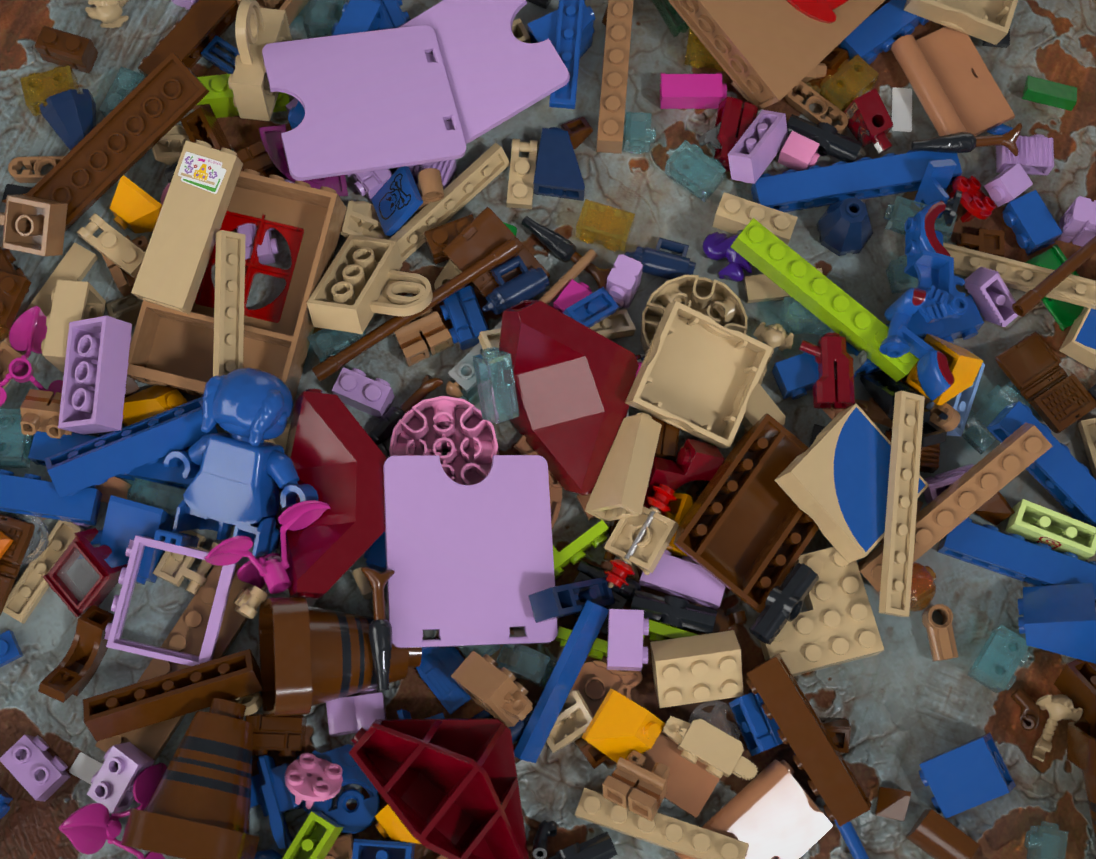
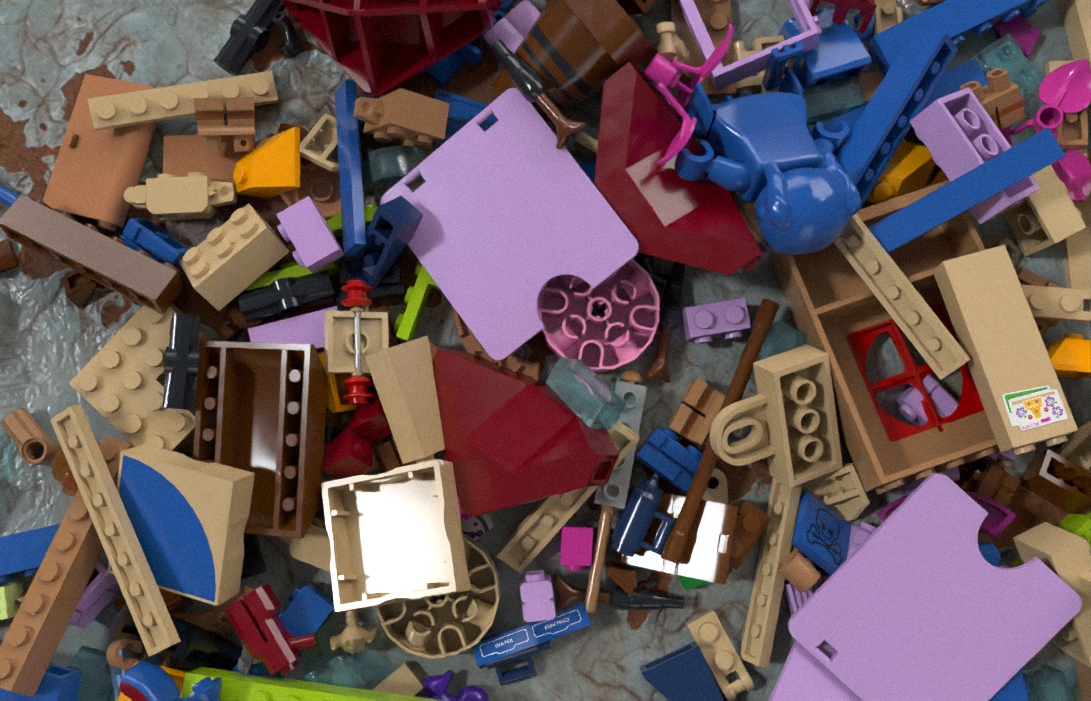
camera: 145 degrees right, 10 degrees up
(128, 344) = (968, 190): none -> blue tile
(554, 262) = (622, 574): none -> reddish brown slope
(592, 308) = (549, 541): blue plate -> none
(604, 225) = (597, 648): clear yellow brick -> none
(651, 260) = (530, 635): none -> blue sticker

